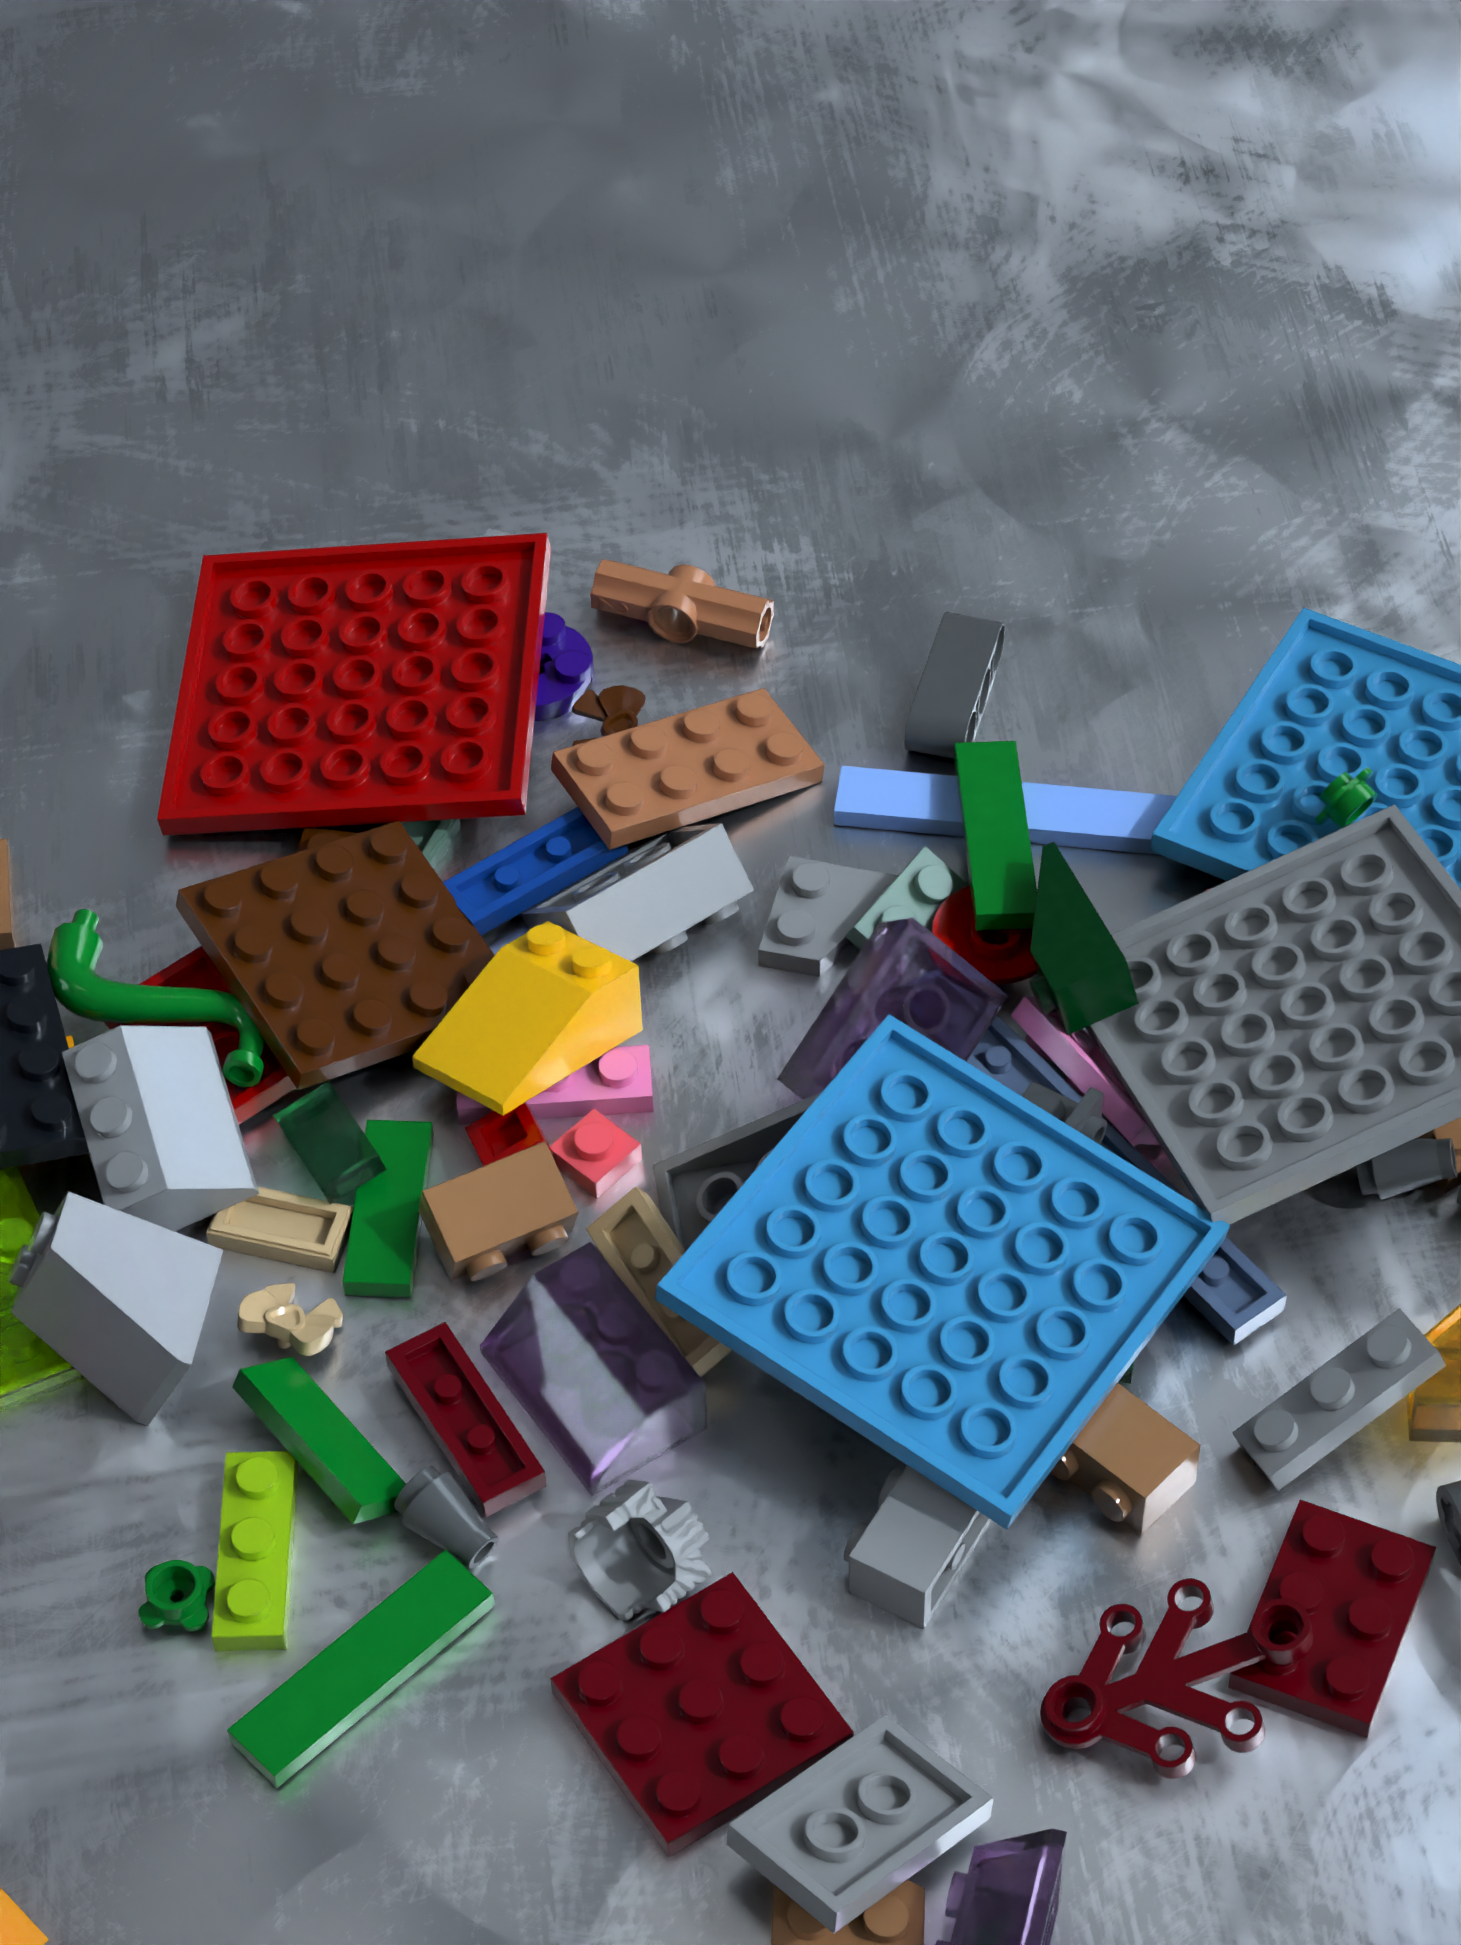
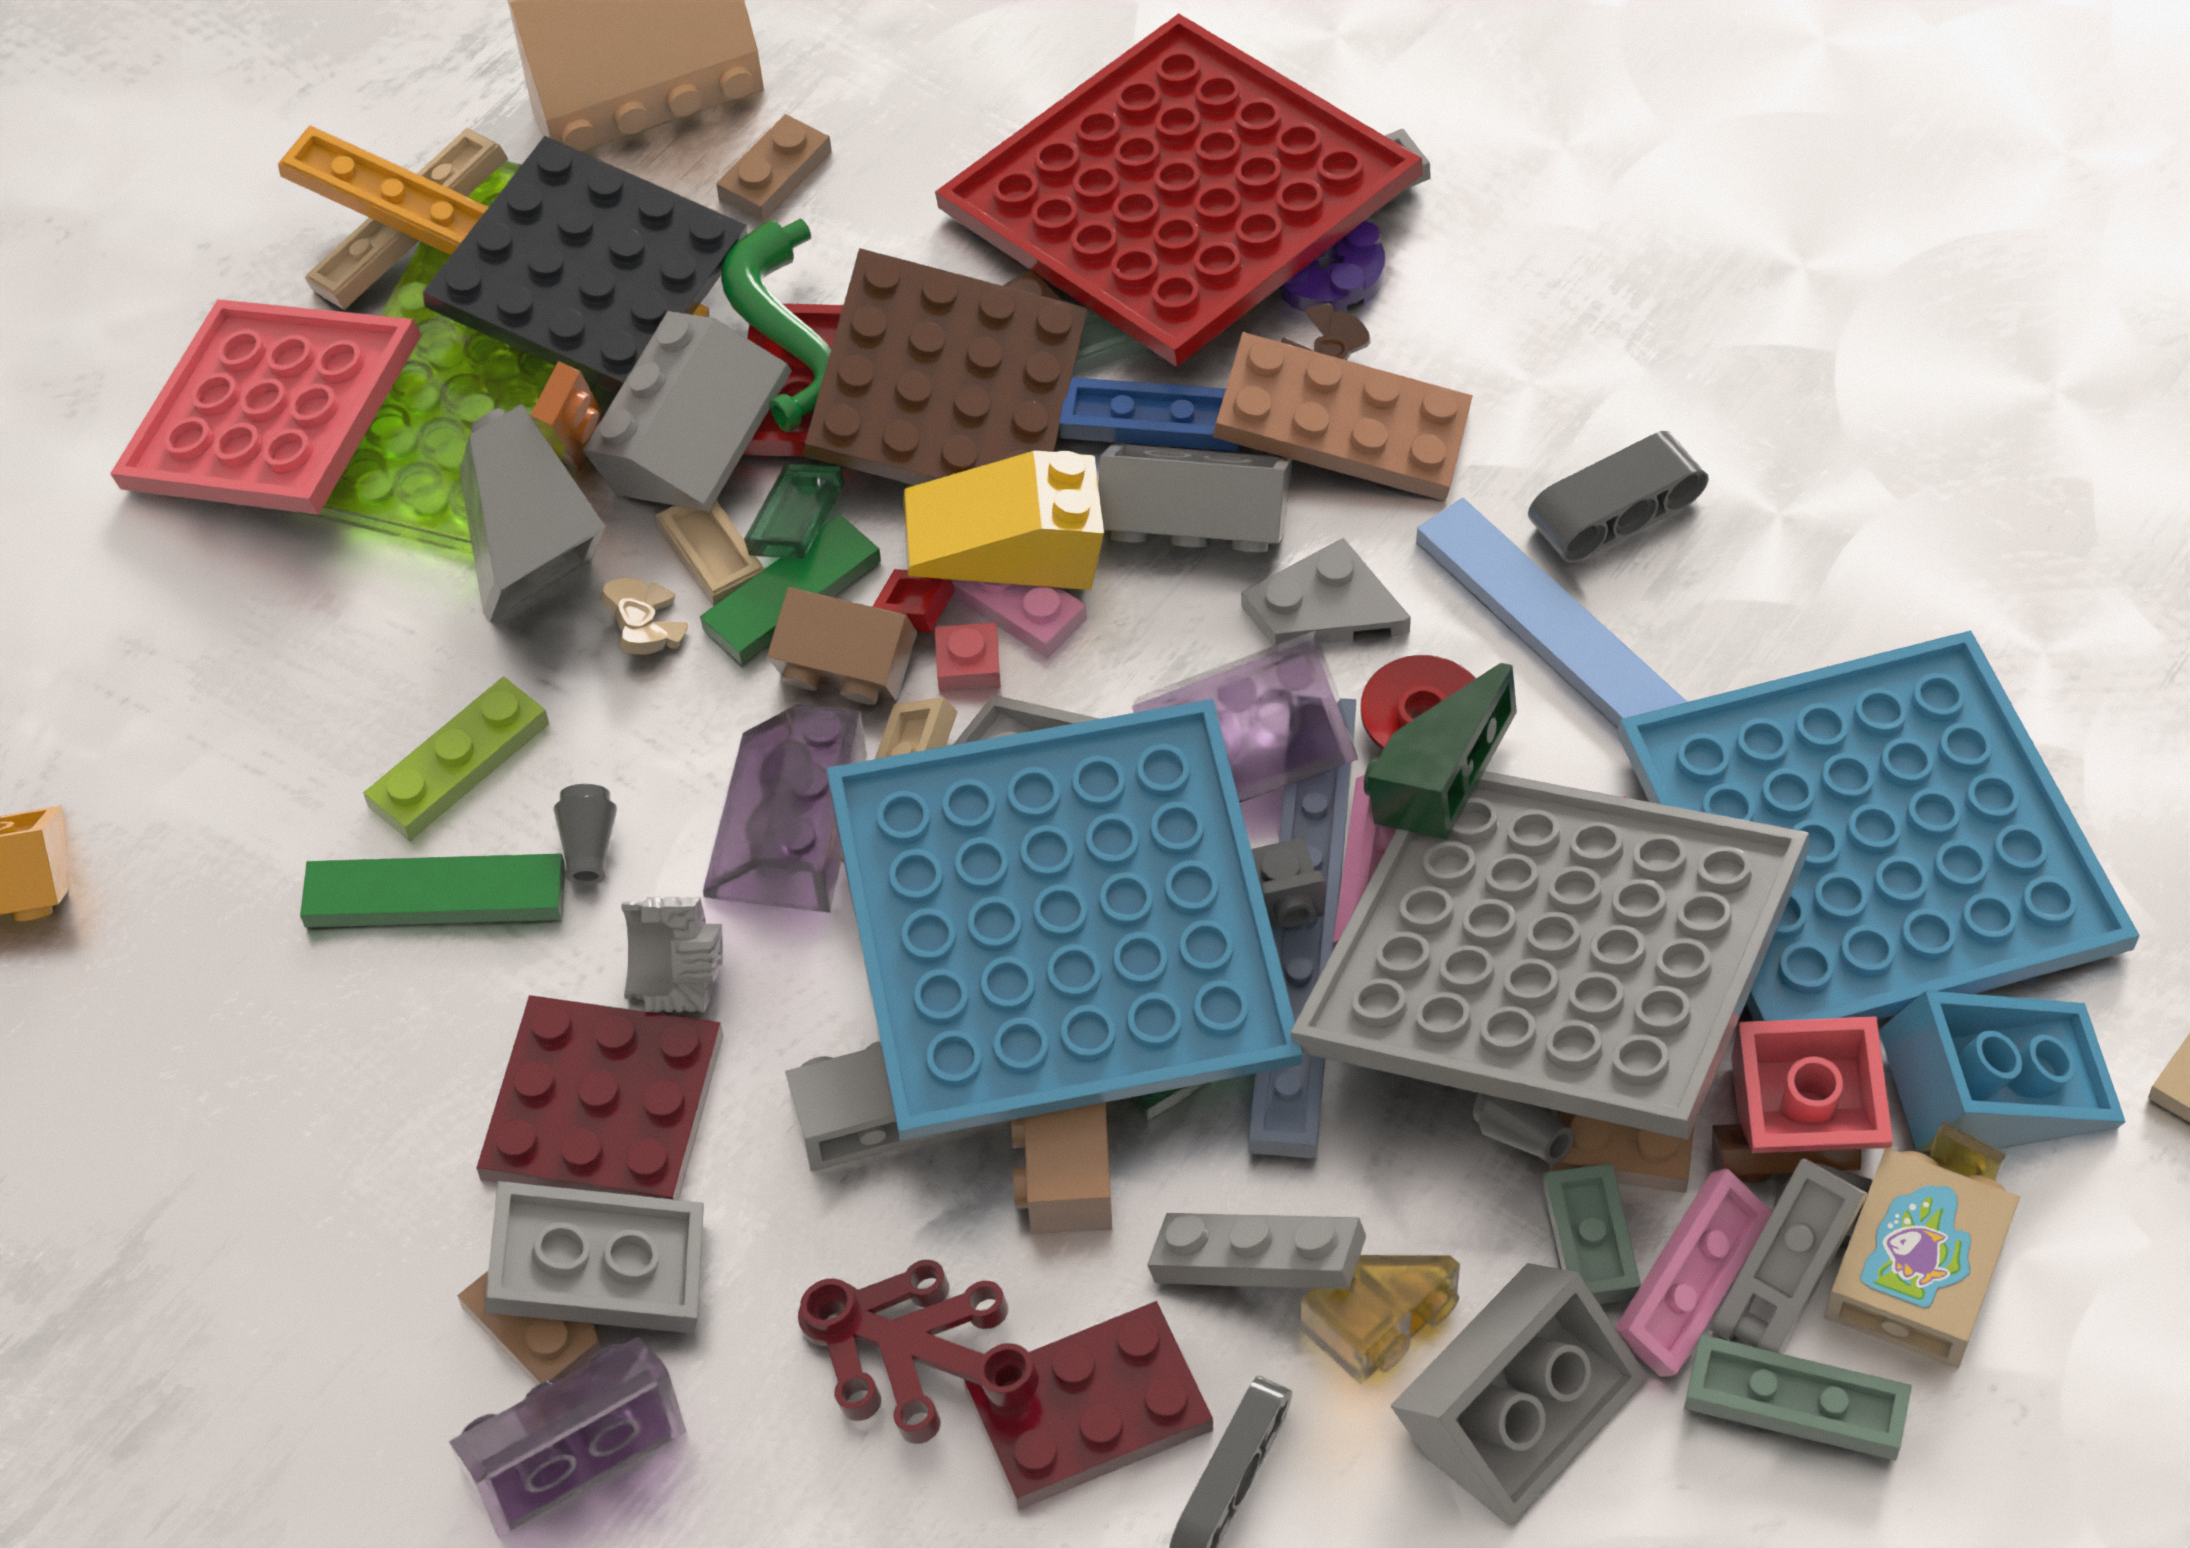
camera: 45 degrees right, 5 degrees up
(83, 1170) = (567, 414): none -> orange plate
(172, 1579) = (371, 735): green plate -> none
(320, 1438) = (568, 712): green tile -> none
(466, 1419) = (671, 775): dark red plate -> none
(682, 604) = (1485, 287): nougat piece -> none
(913, 894) = (1367, 642): plate -> none
(996, 835) = (1508, 624): green tile -> none
(1347, 799) = (1794, 803): green plate -> none

